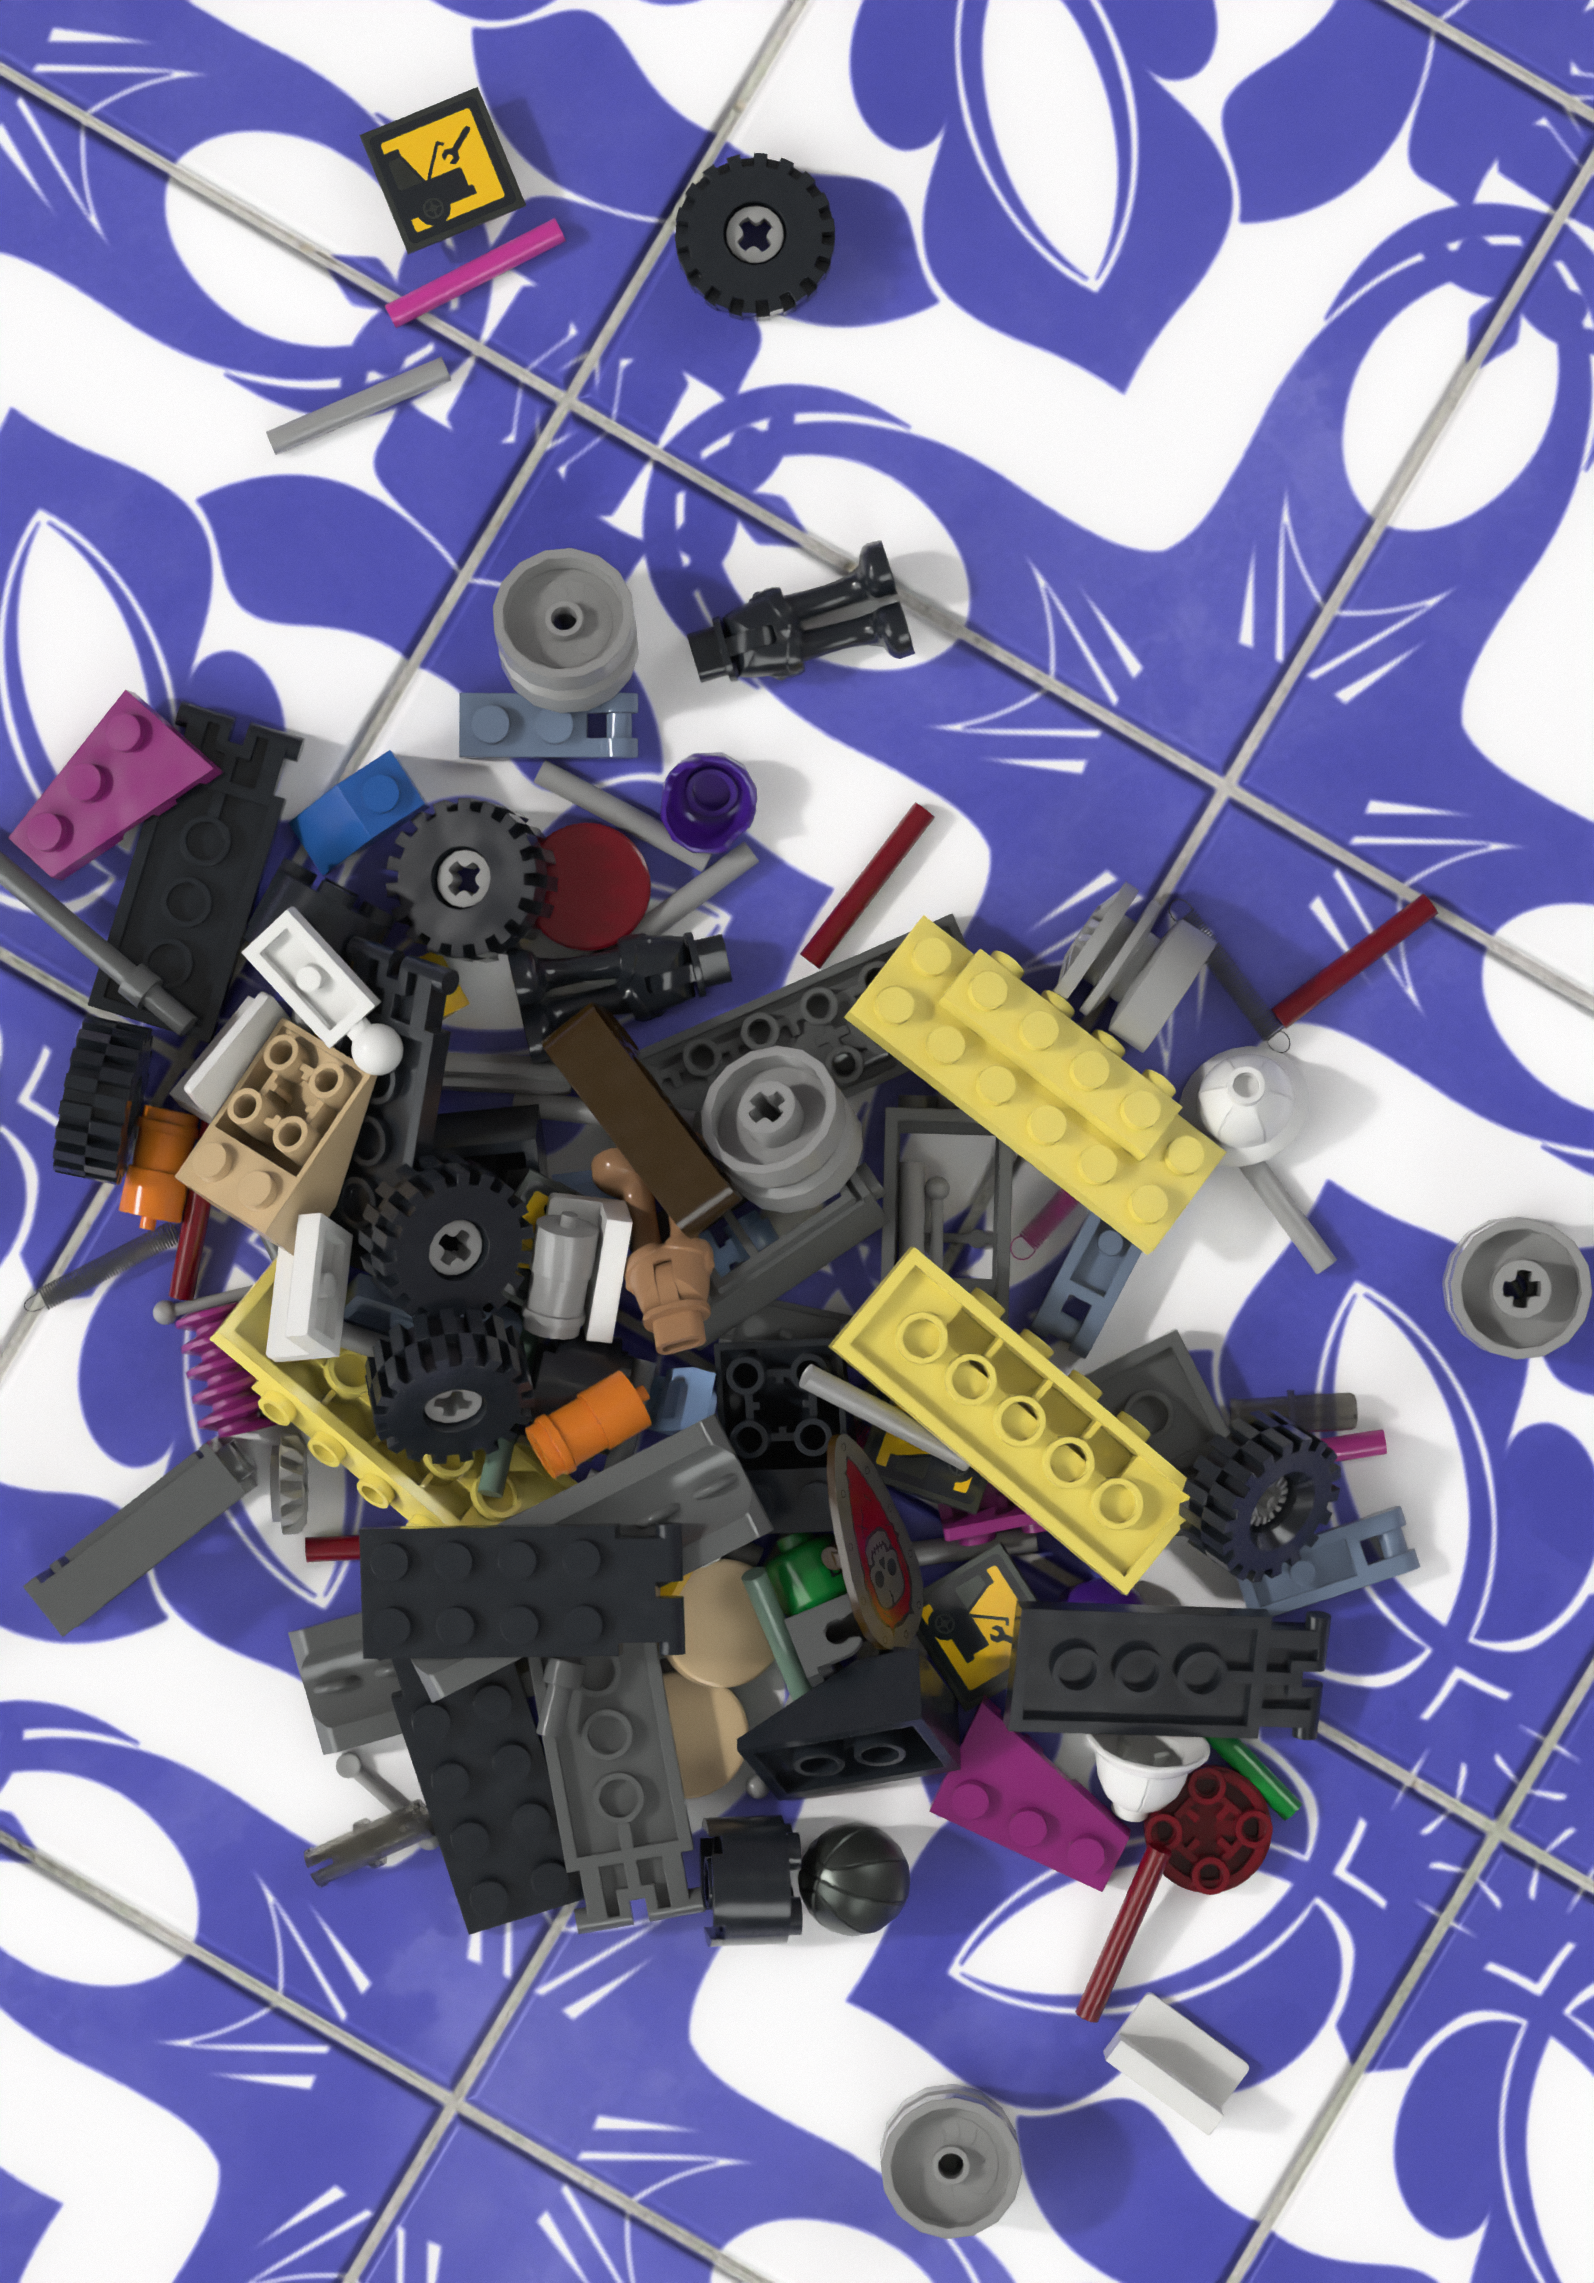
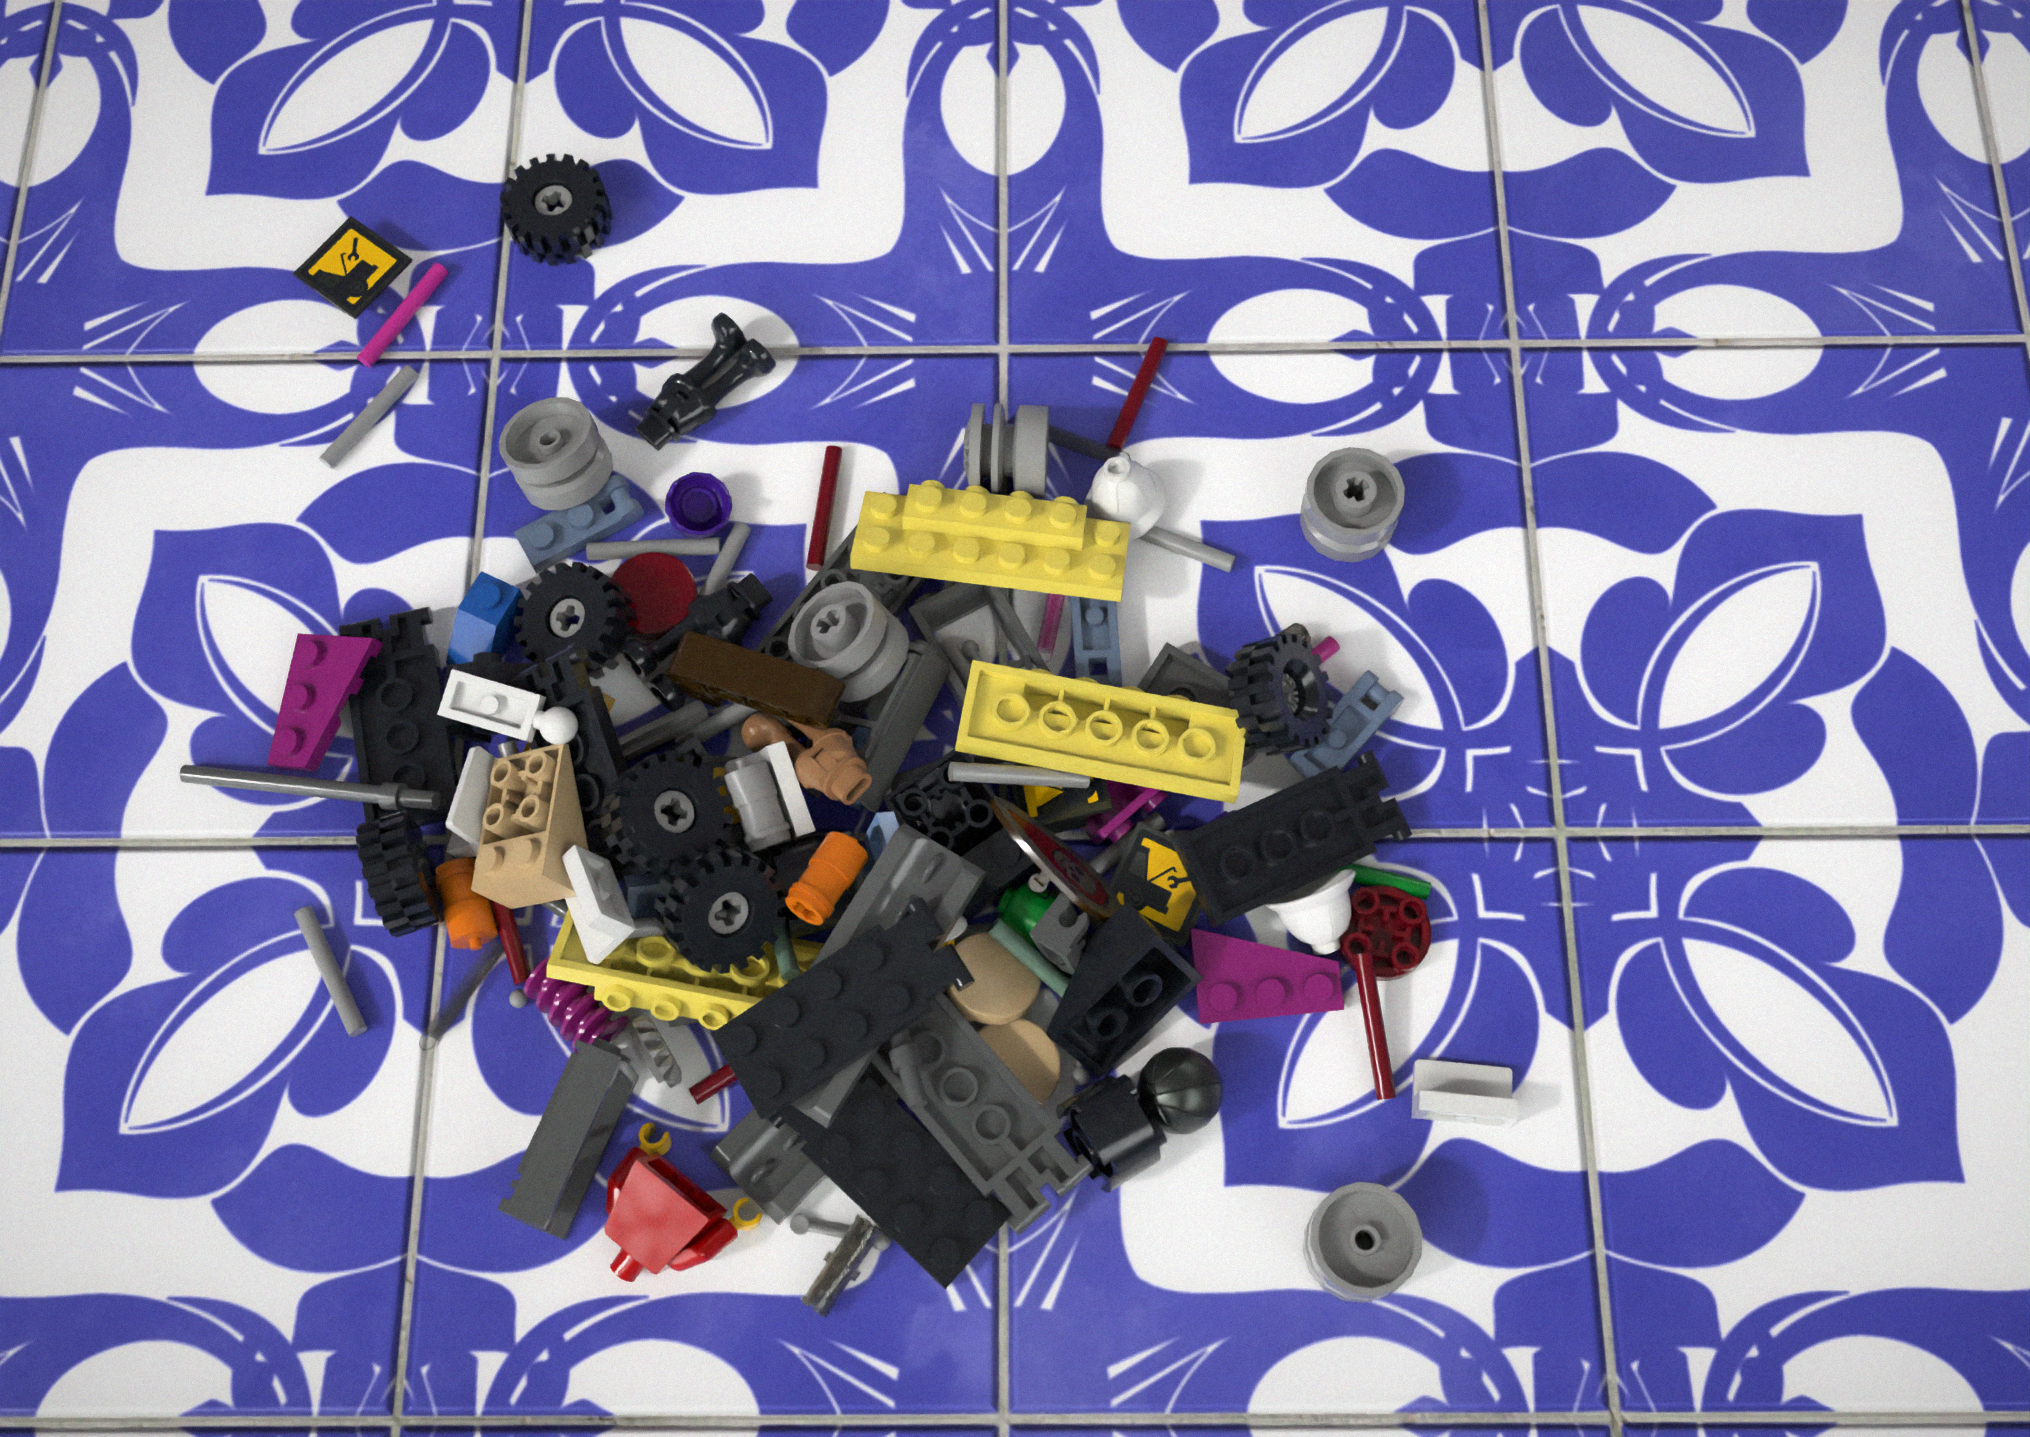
camera: 30 degrees left, 20 degrees down
(201, 1675) = (663, 1215): none -> torso

